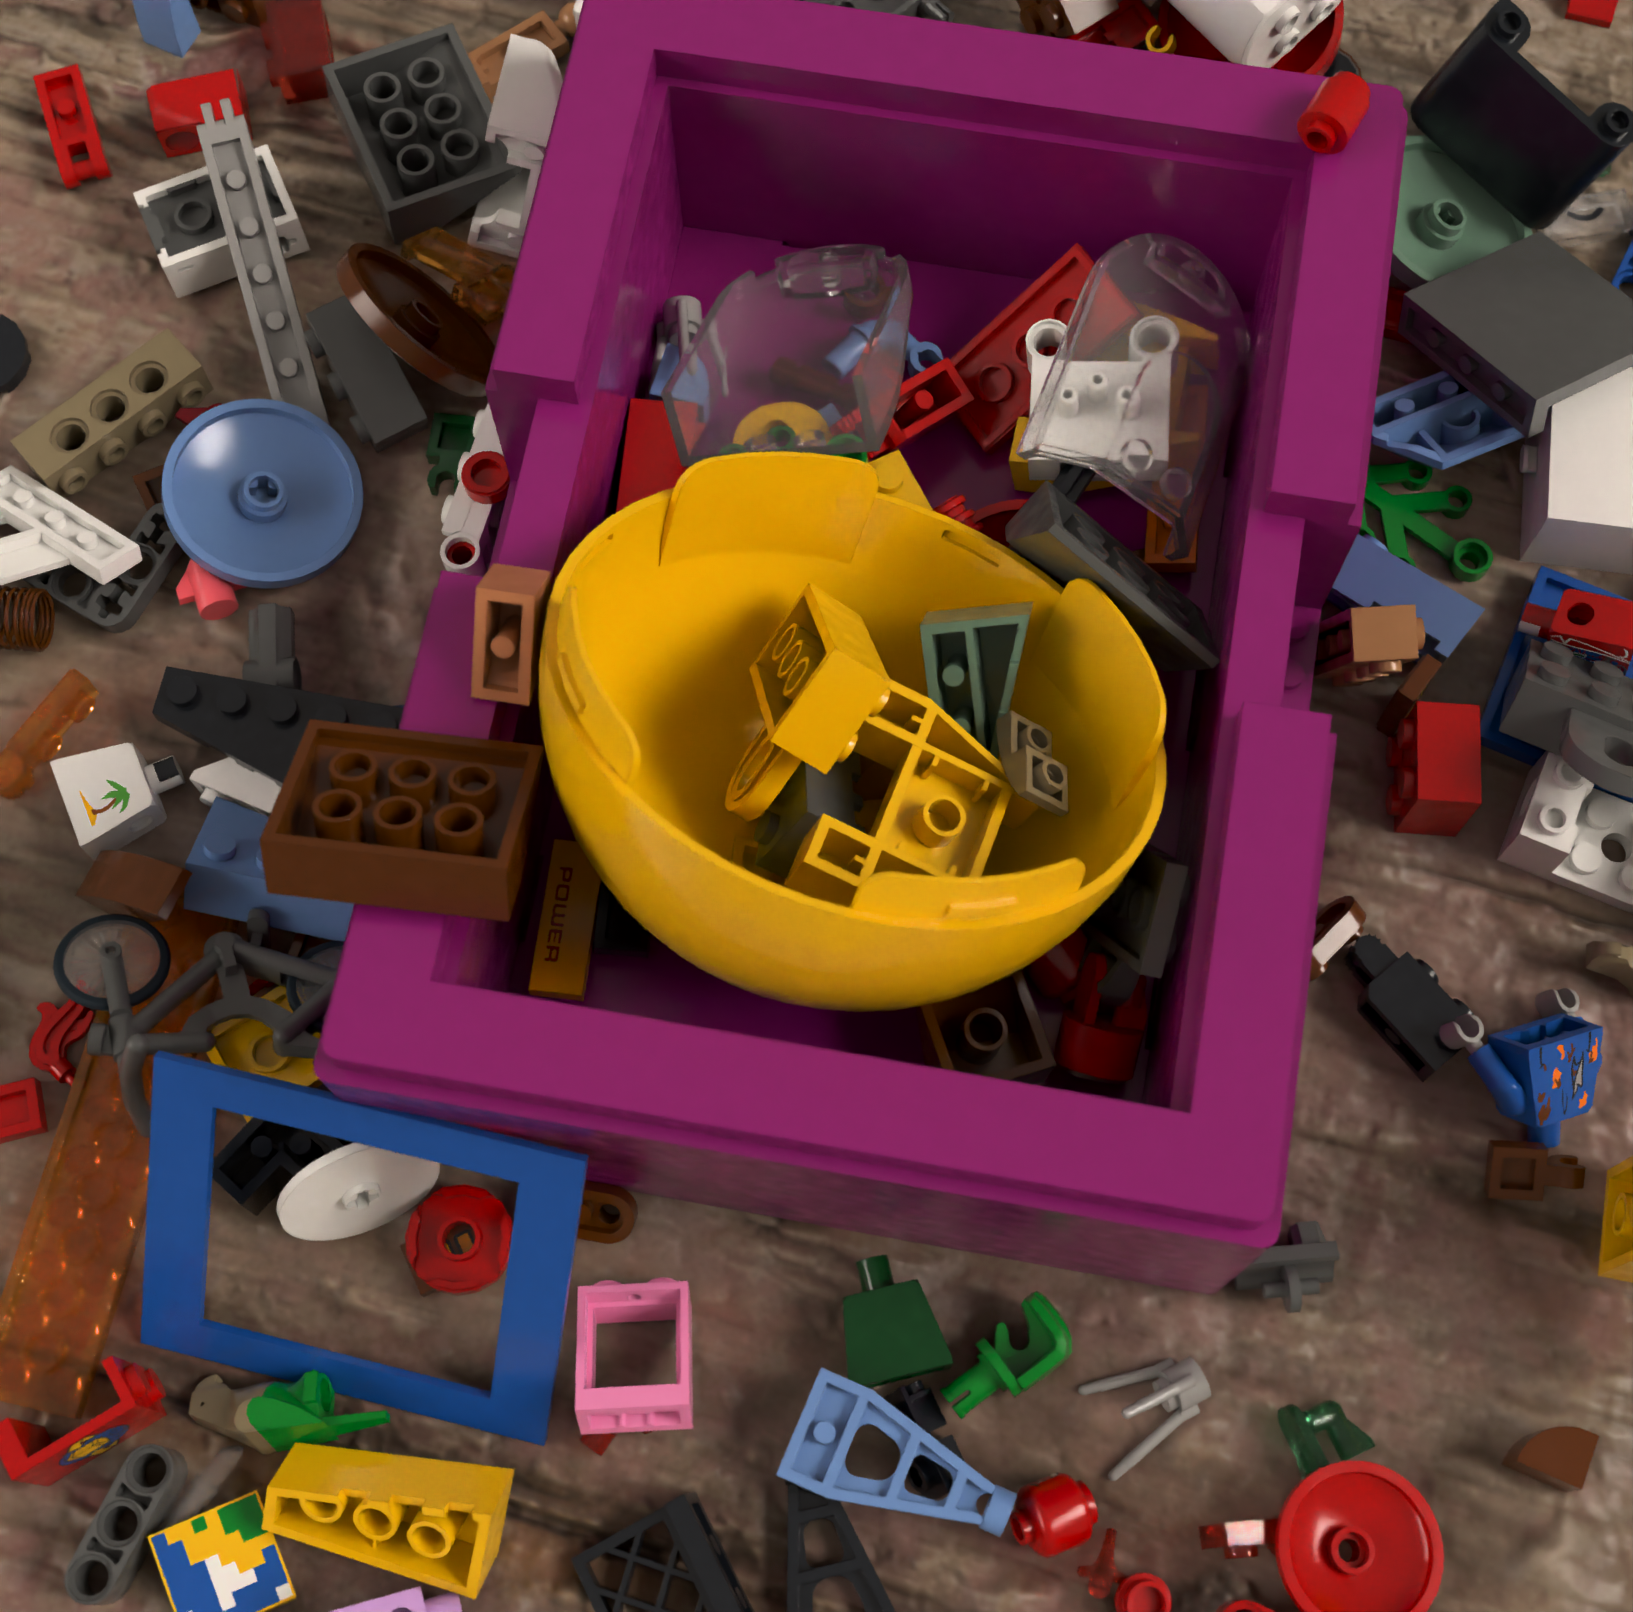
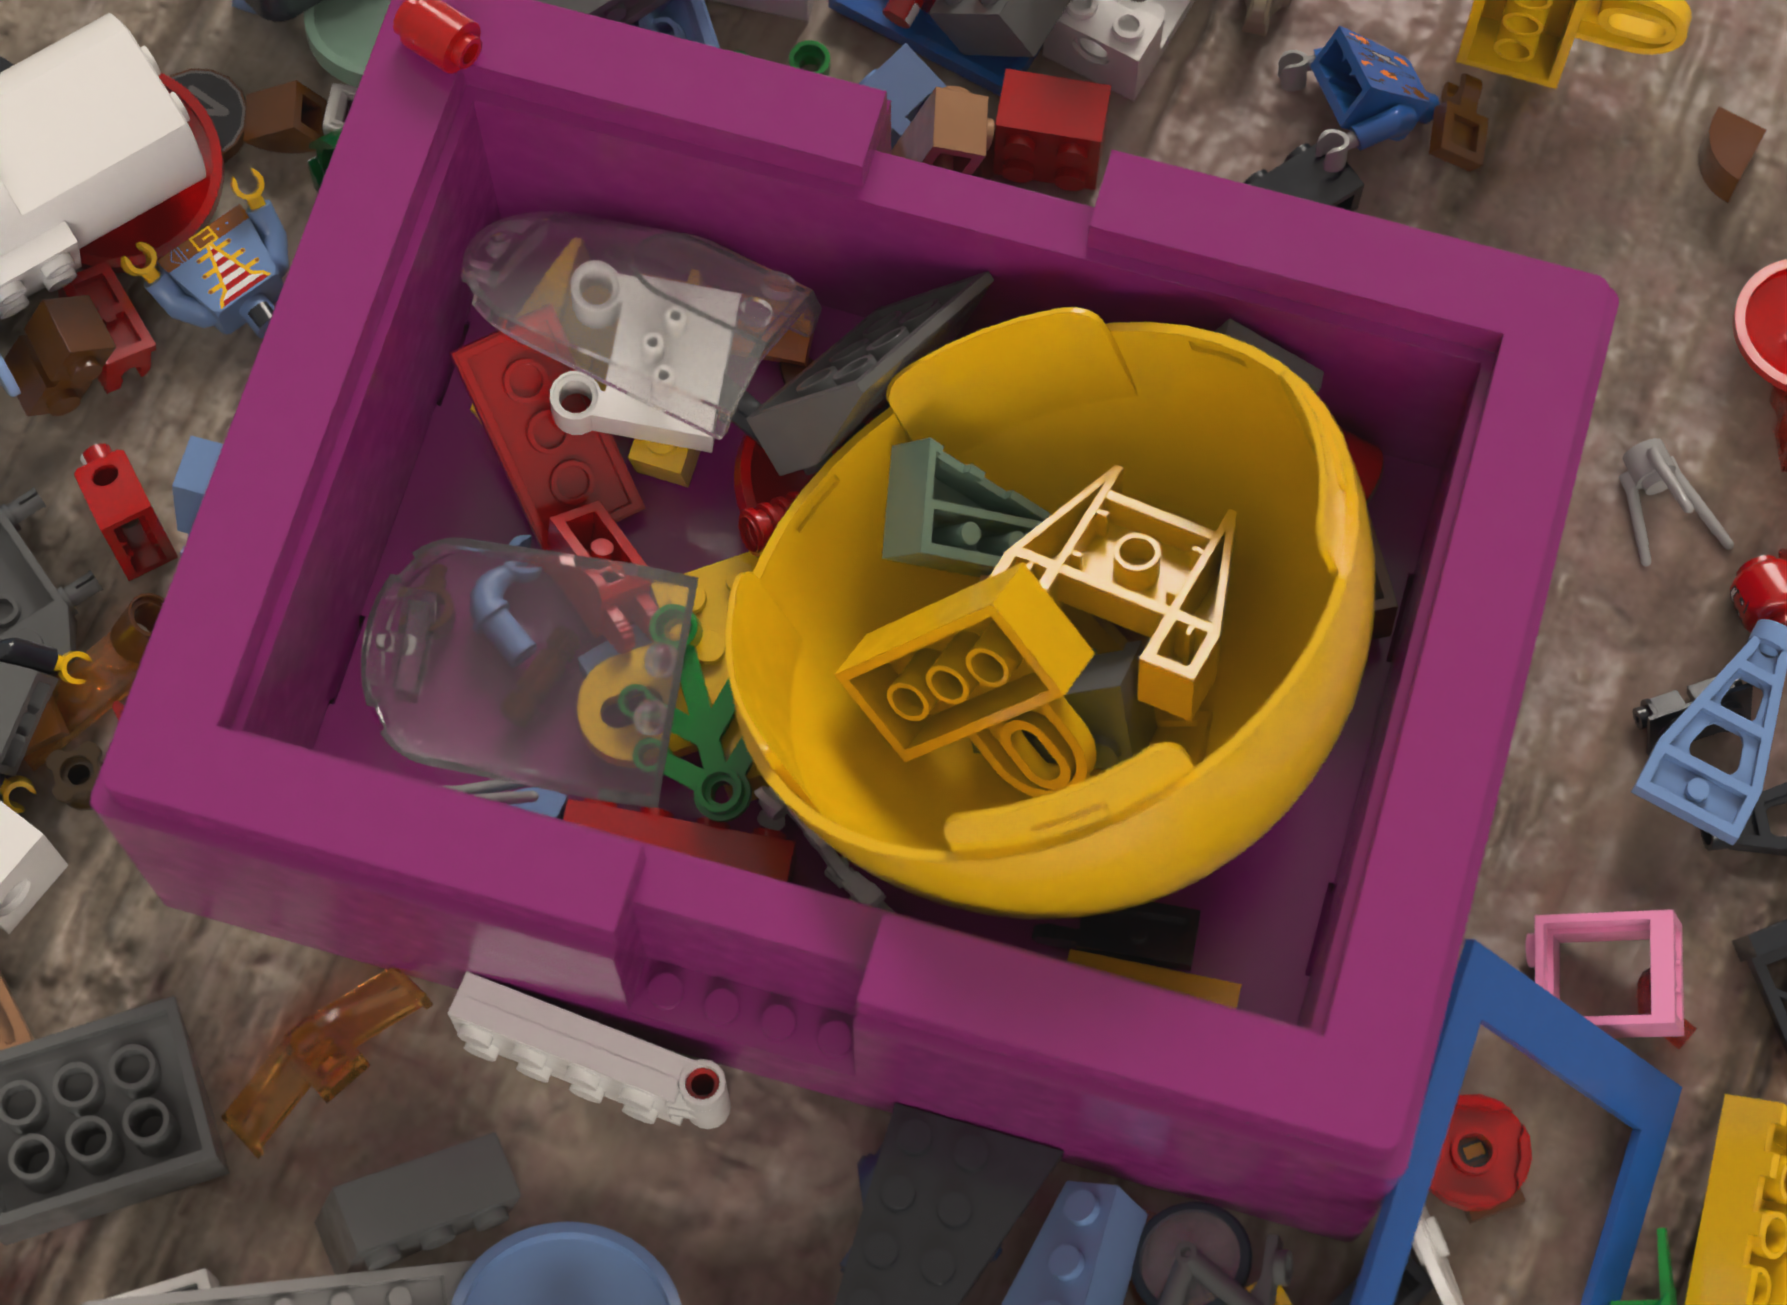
camera: 85 degrees left, 0 degrees up
(403, 820) = (1155, 1040): reddish brown slope -> none
(416, 318) = (384, 1117): reddish brown dish -> none
(447, 442) = (523, 1110): dark green plate -> none
(486, 477) = (617, 1041): red tile -> none
(508, 632) = (953, 919): nougat slope -> none
(522, 121) = (205, 950): white windscreen -> none
(890, 1329) = (1587, 731): dark green torso -> none
(1012, 1369) = (1627, 610): green piece -> none
(1029, 764) = (1096, 463): dark tan slope -> none
(1302, 1427) = (1696, 368): clear green piece -> none

